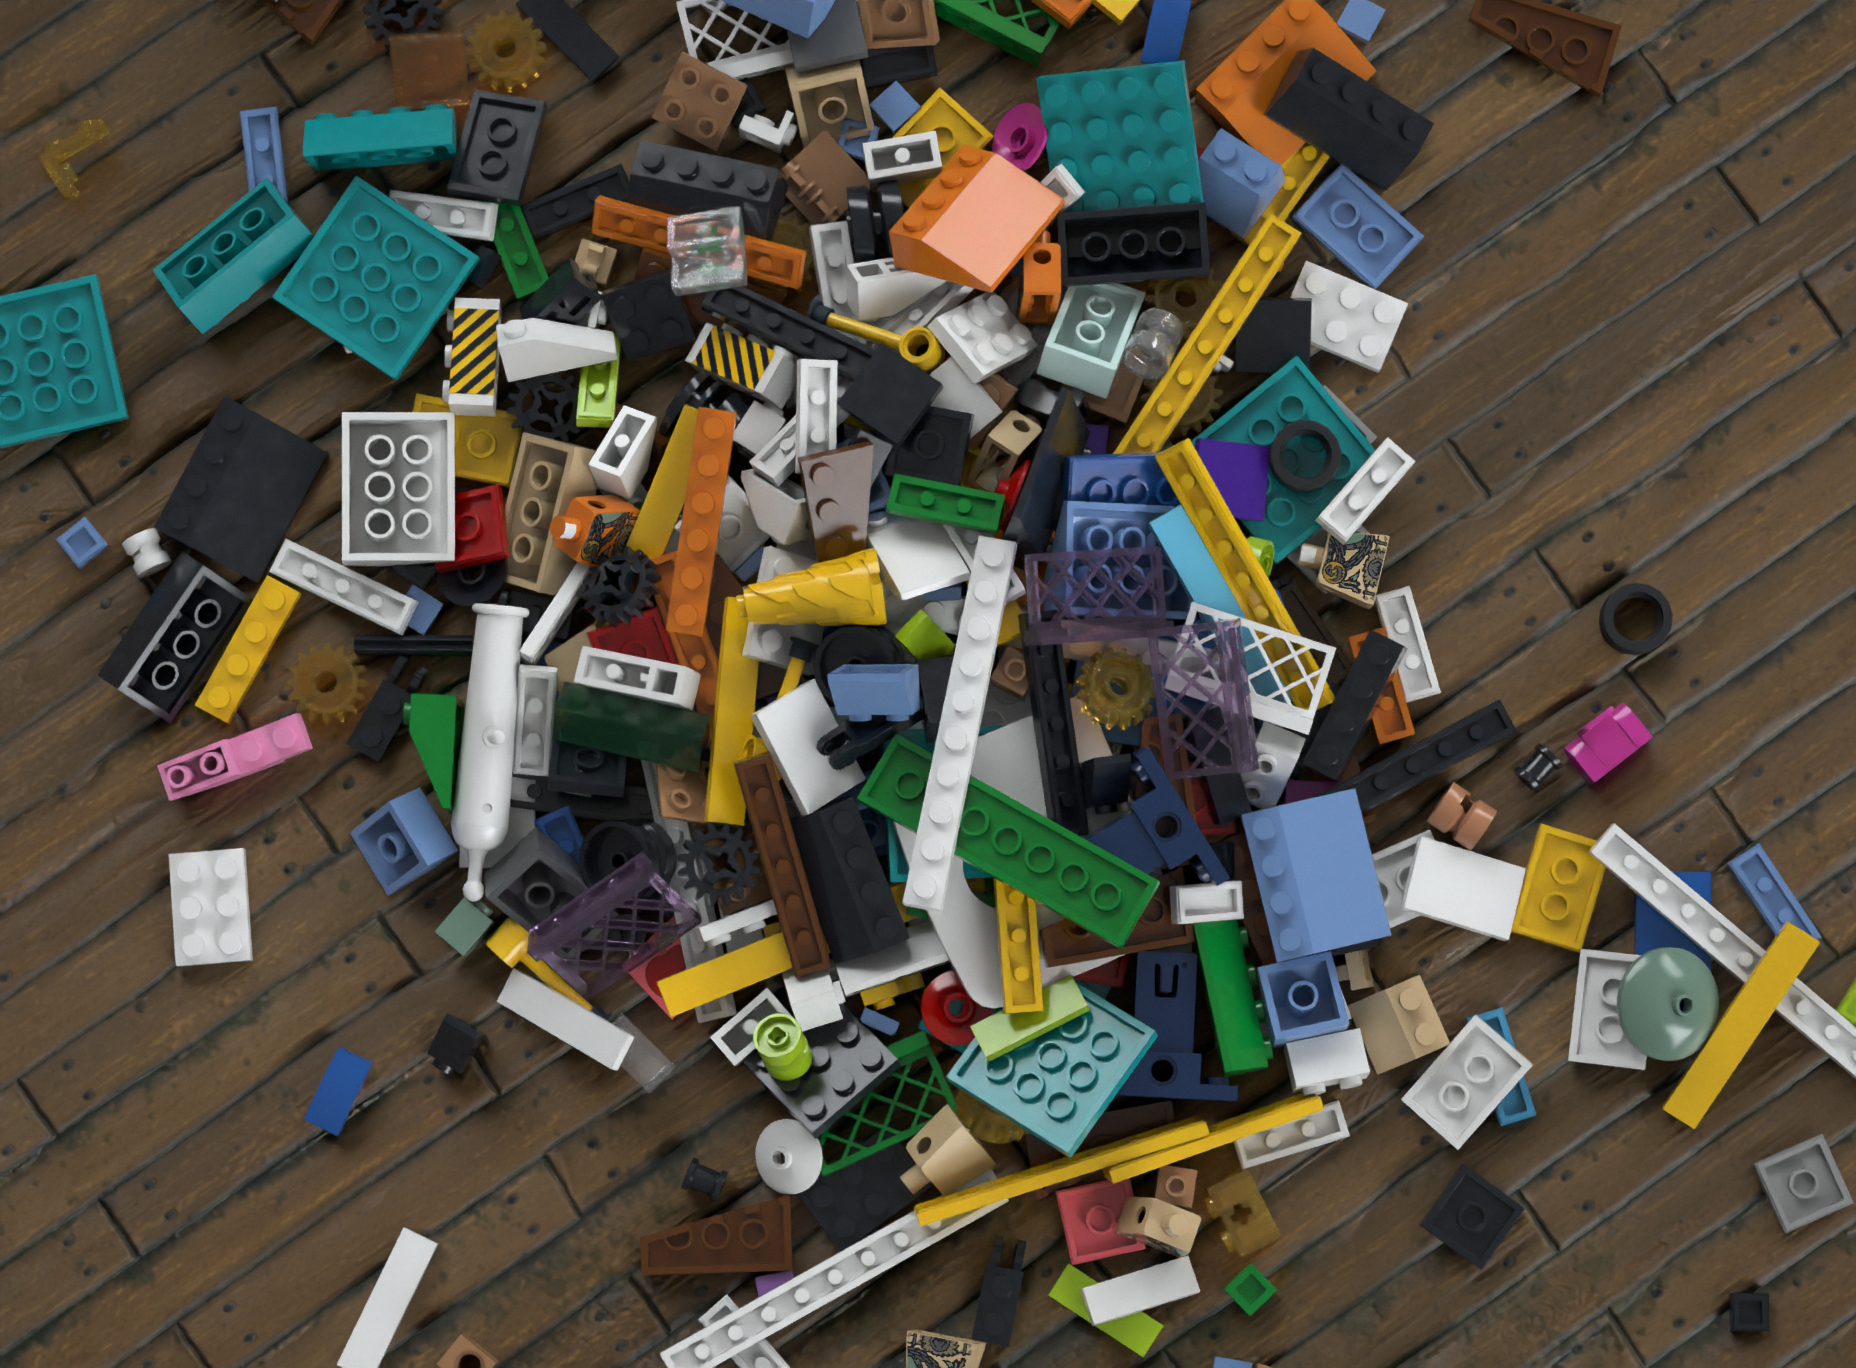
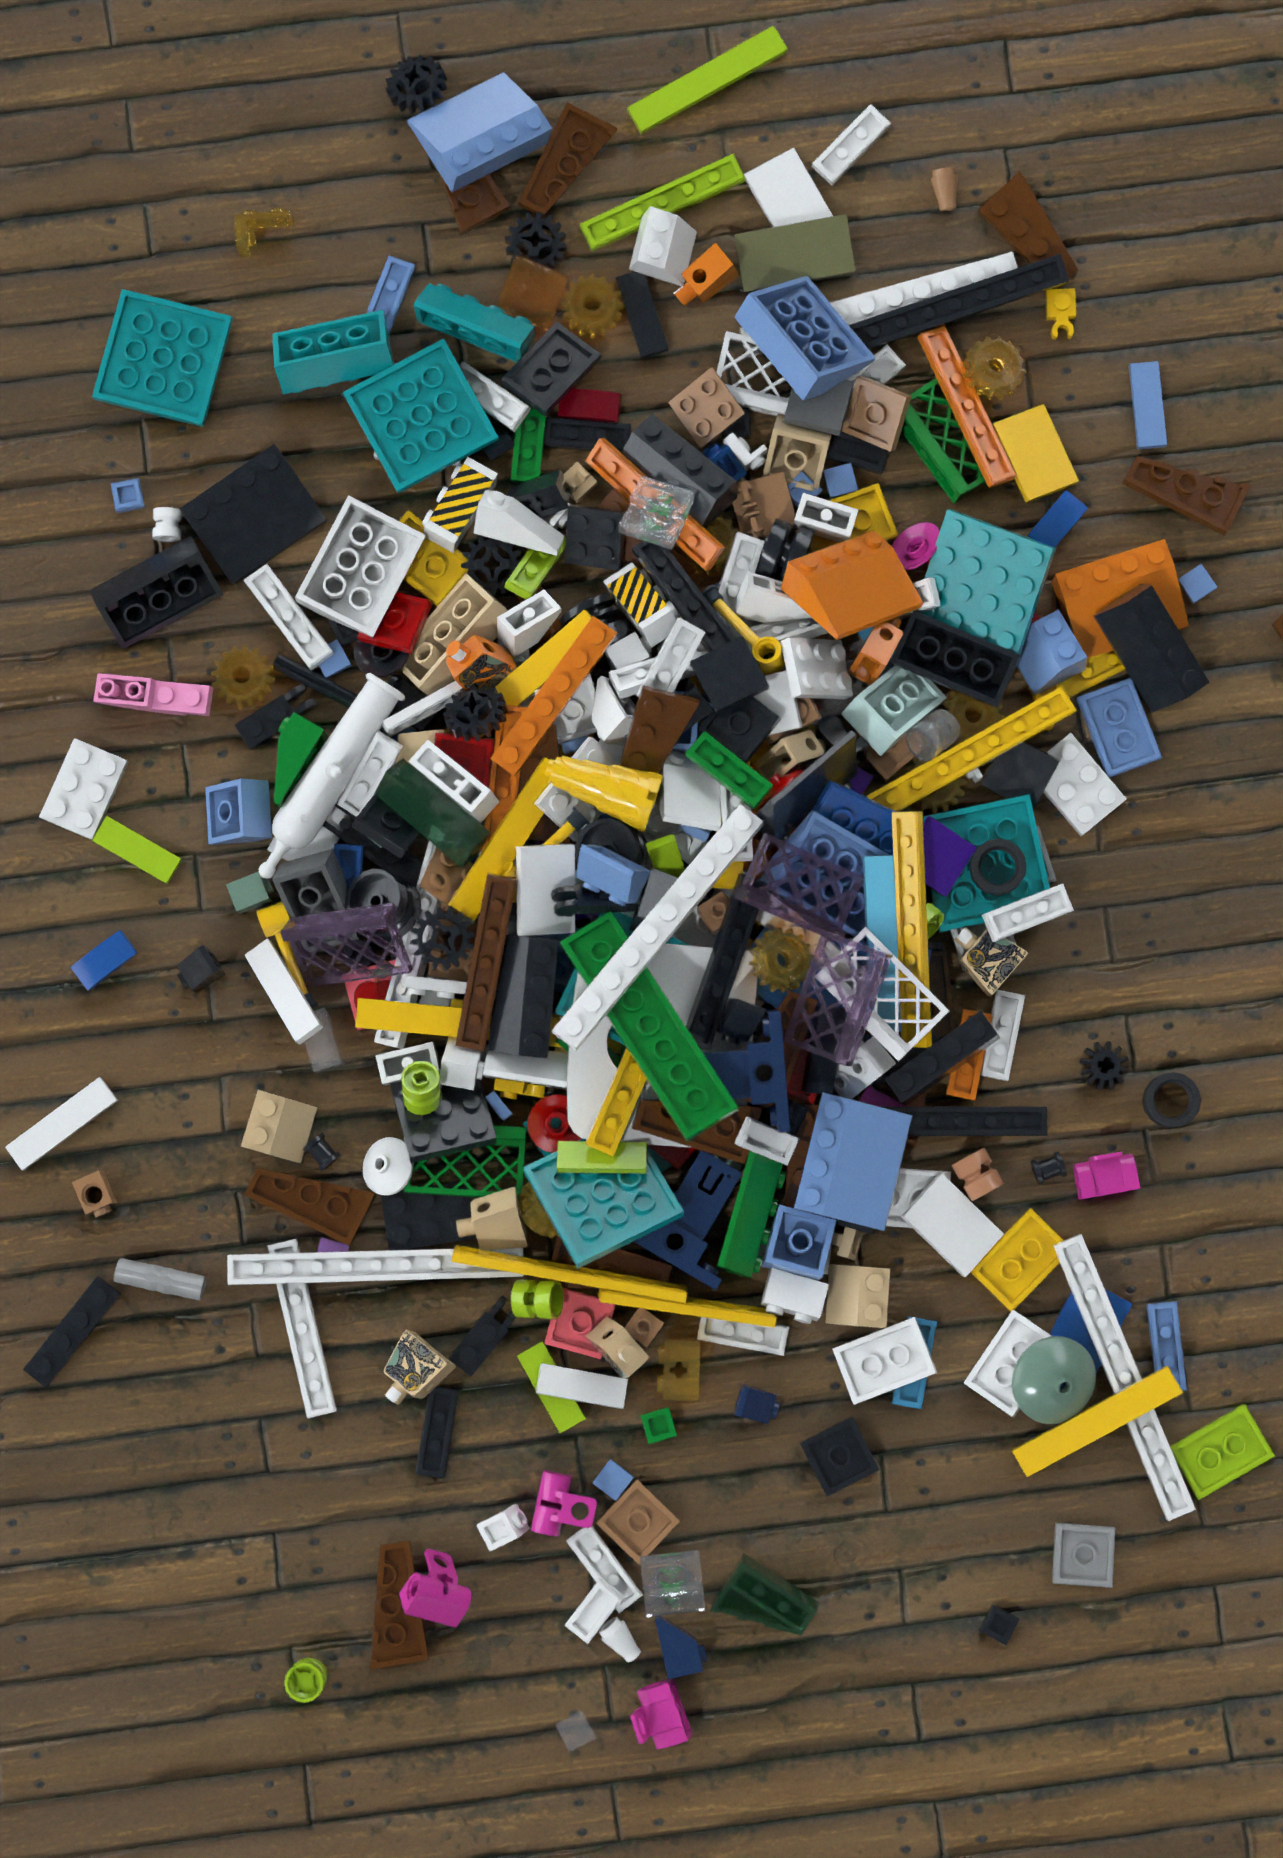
camera: 30 degrees right, 0 degrees up
(248, 649) = (201, 626): yellow plate -> none
(309, 945) = (137, 850): none -> lime tile
(564, 166) = (591, 405): none -> dark red slope
(640, 1176) = (279, 1126): none -> tan slope
(751, 149) = (725, 459): none -> blue bracket
(1036, 1219) = (536, 1298): none -> lime wheel
(1348, 1207) = (756, 1404): none -> dark blue slope
(1550, 628) = (1108, 1075): none -> black gear

